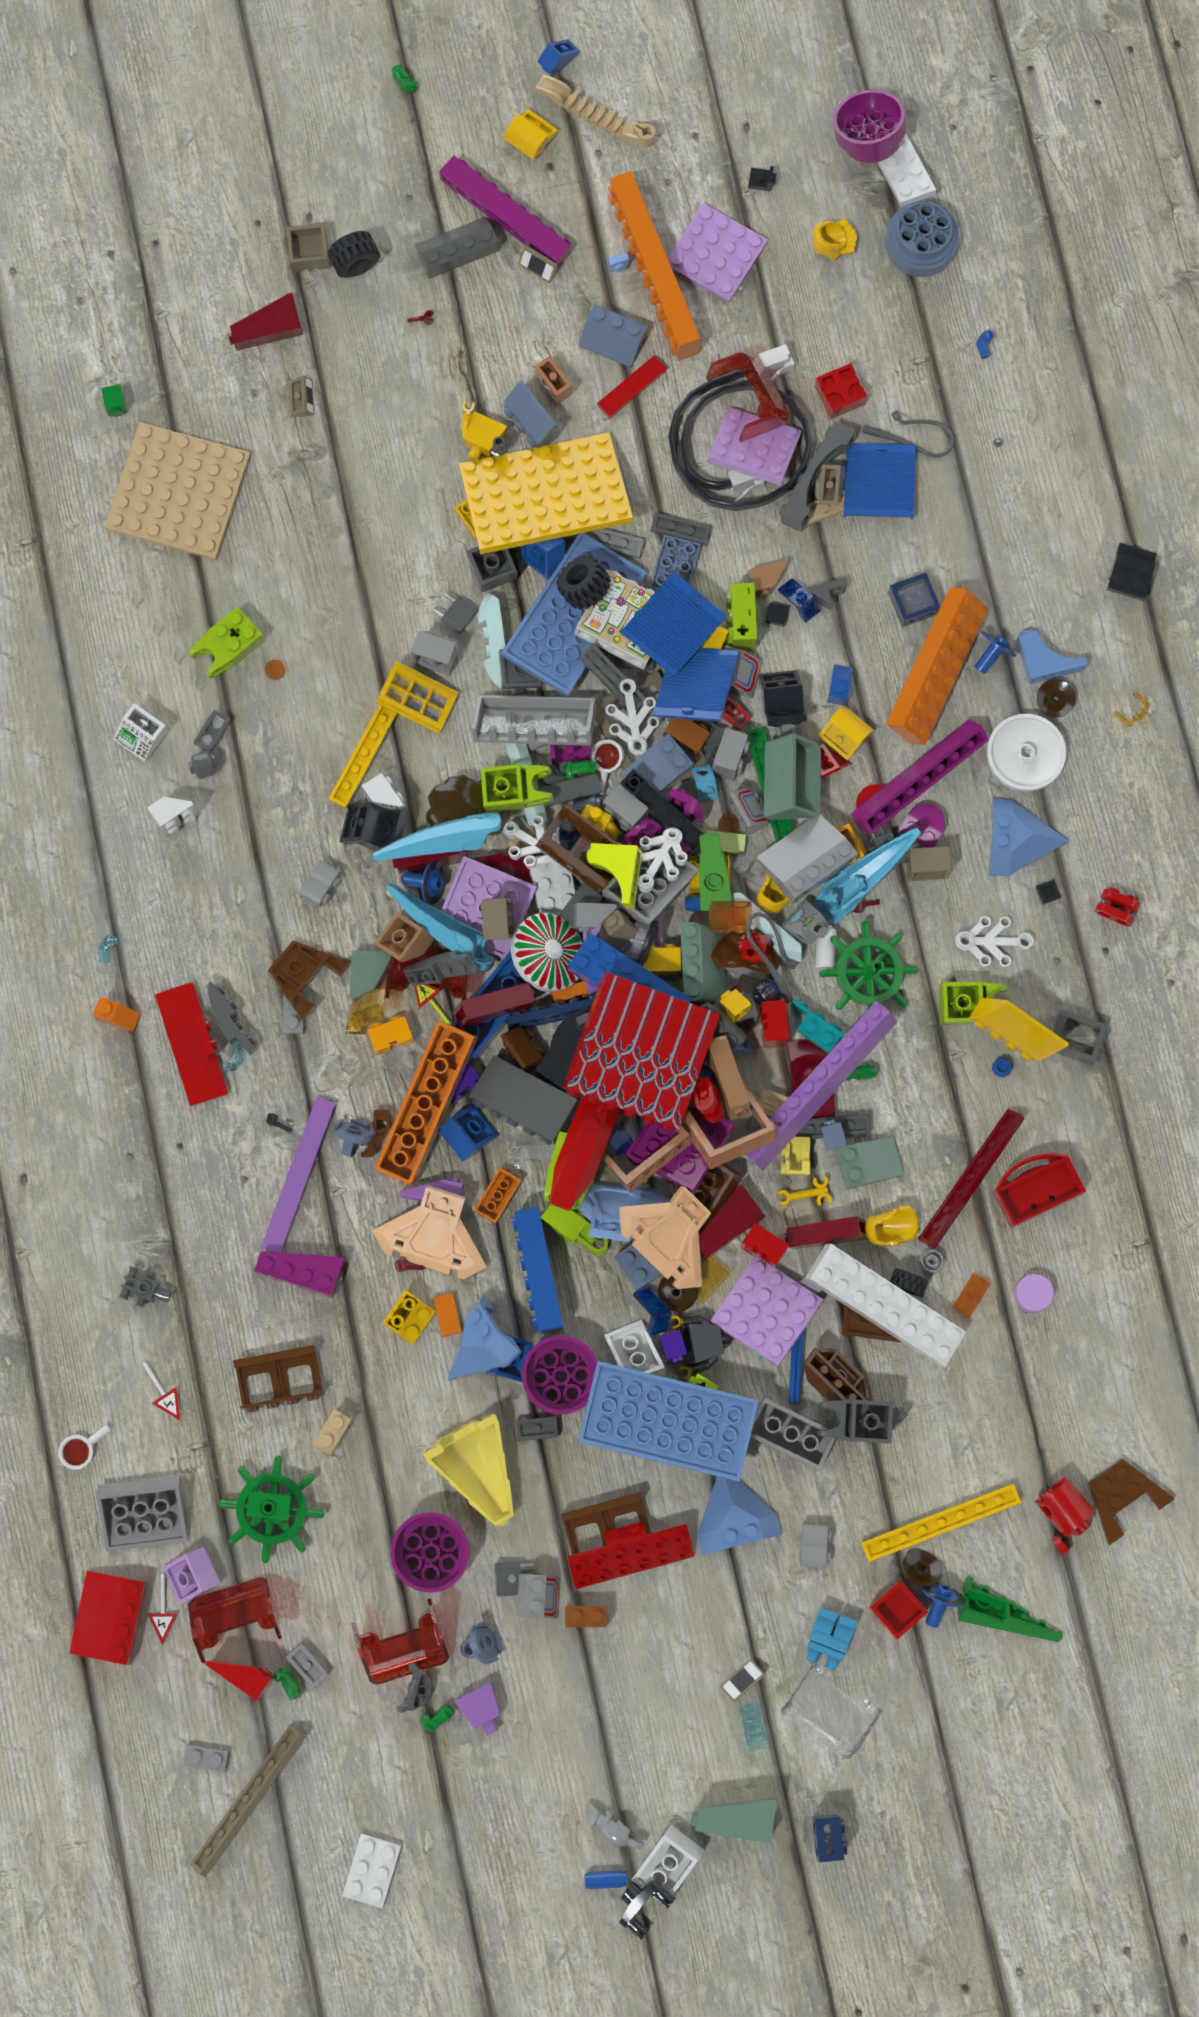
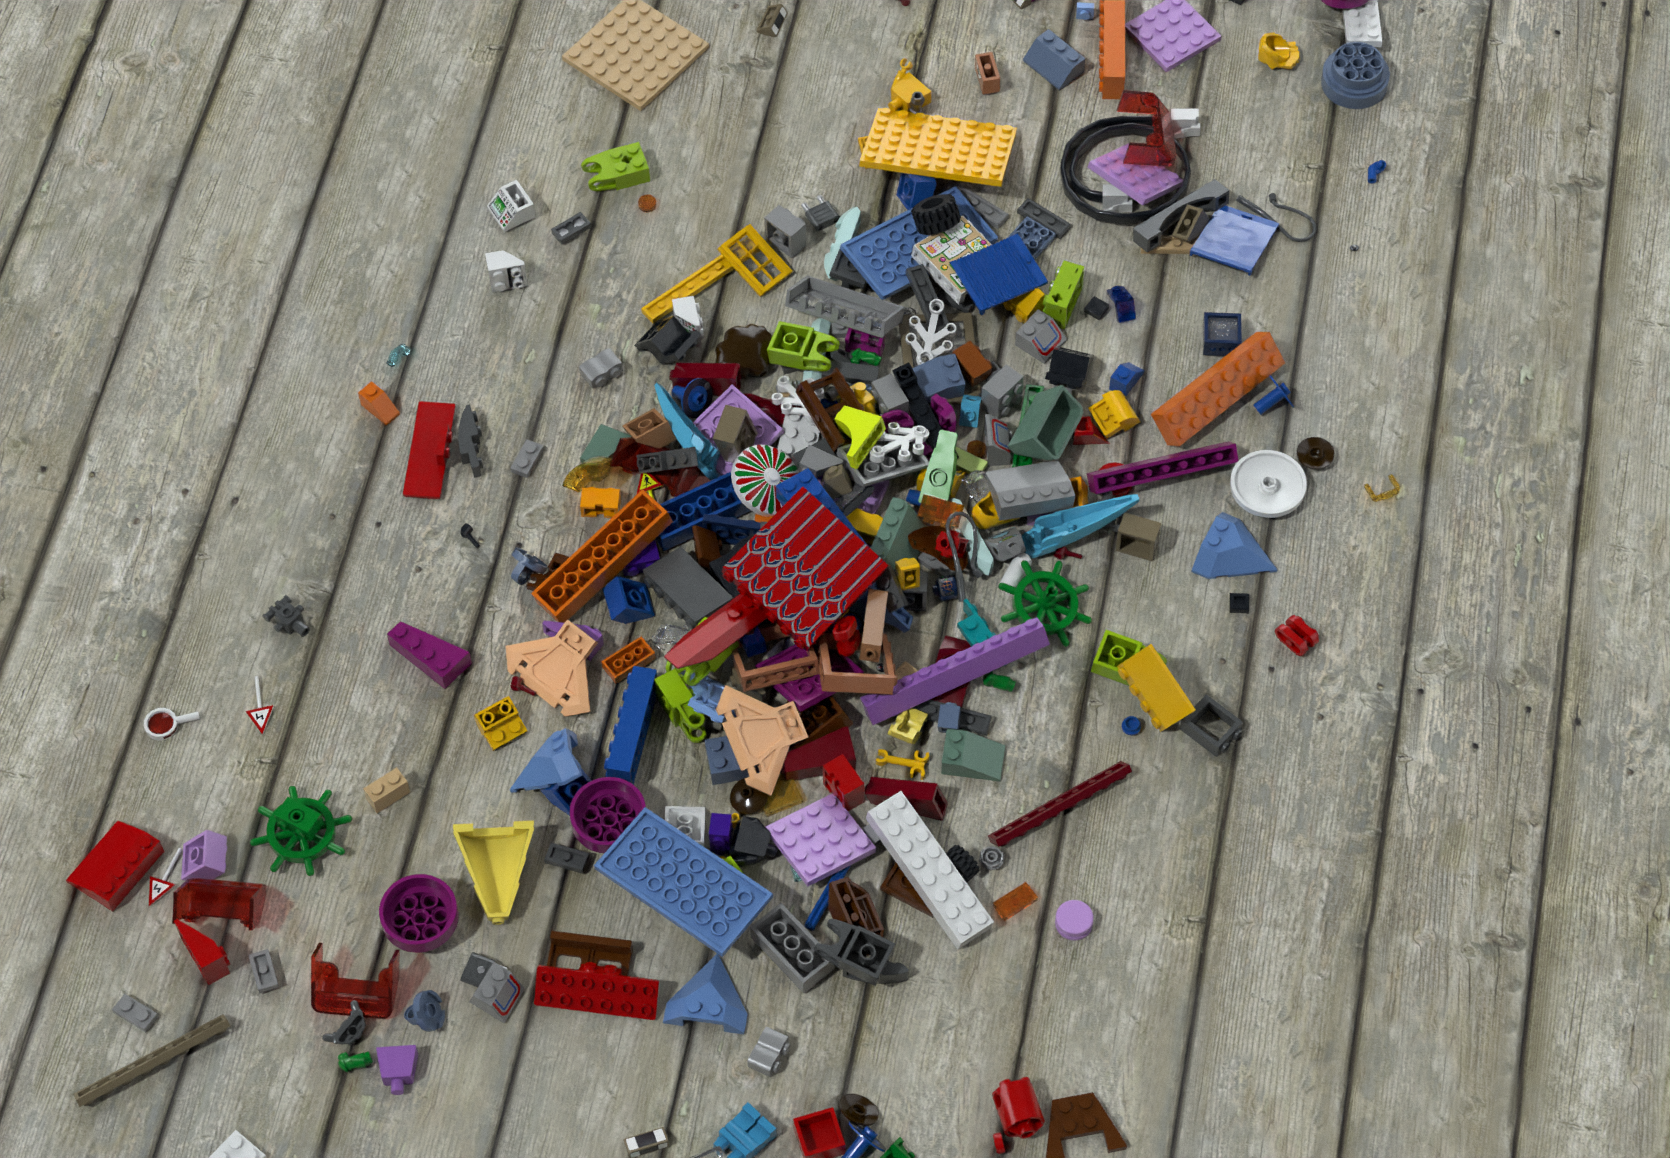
camera: 25 degrees right, 20 degrees down
(142, 1513) = (189, 791): light grey slope -> none
(203, 764) = (550, 247): dark grey head -> none
(235, 1060) = (460, 474): clear light blue arm -> none
(277, 1365) = (368, 719): reddish brown window -> none
(288, 1682) = (240, 978): green arm -> none
(297, 968) = (549, 423): reddish brown wing -> none
(298, 1175) = (467, 580): medium lavender tile -> none
(447, 1314) = (536, 736): orange tile -> none
(450, 836) = (730, 361): medium azure piece -> none
(491, 568) = (867, 187): dark grey brick -> none
(493, 1005) = (697, 499): dark red slope -> none
(530, 416) = (954, 91): sand blue slope -> none
(585, 1616) = (530, 1027): dark orange brick -> none
(608, 758) = (894, 357): piece -> none
(631, 387) = (1052, 102): red tile -> none
(656, 1308) = (721, 801): clear blue bracket -> none
(698, 687) = (998, 327): blue door -> none
(740, 710) = (1018, 351): red slope -> none
(766, 577) = (1101, 276): medium nougat slope -> none
(774, 1024) = (939, 611): red piece -> none
(823, 591) = (1149, 302): dark grey slope -> none
(840, 391) = (1231, 162): red piece -> none
(898, 1226) = (976, 816): yellow piece -> none
(928, 820) = (1152, 506): magenta slope -> none
(940, 1522) = (895, 1079): yellow plate -> none
(990, 941) = (1168, 622): white plant -> none
(1035, 1186) = (1116, 832): red piece -> none
(1041, 662) = (1316, 422): medium blue arch -> none
(1131, 571) = (1428, 378): black bracket -> none

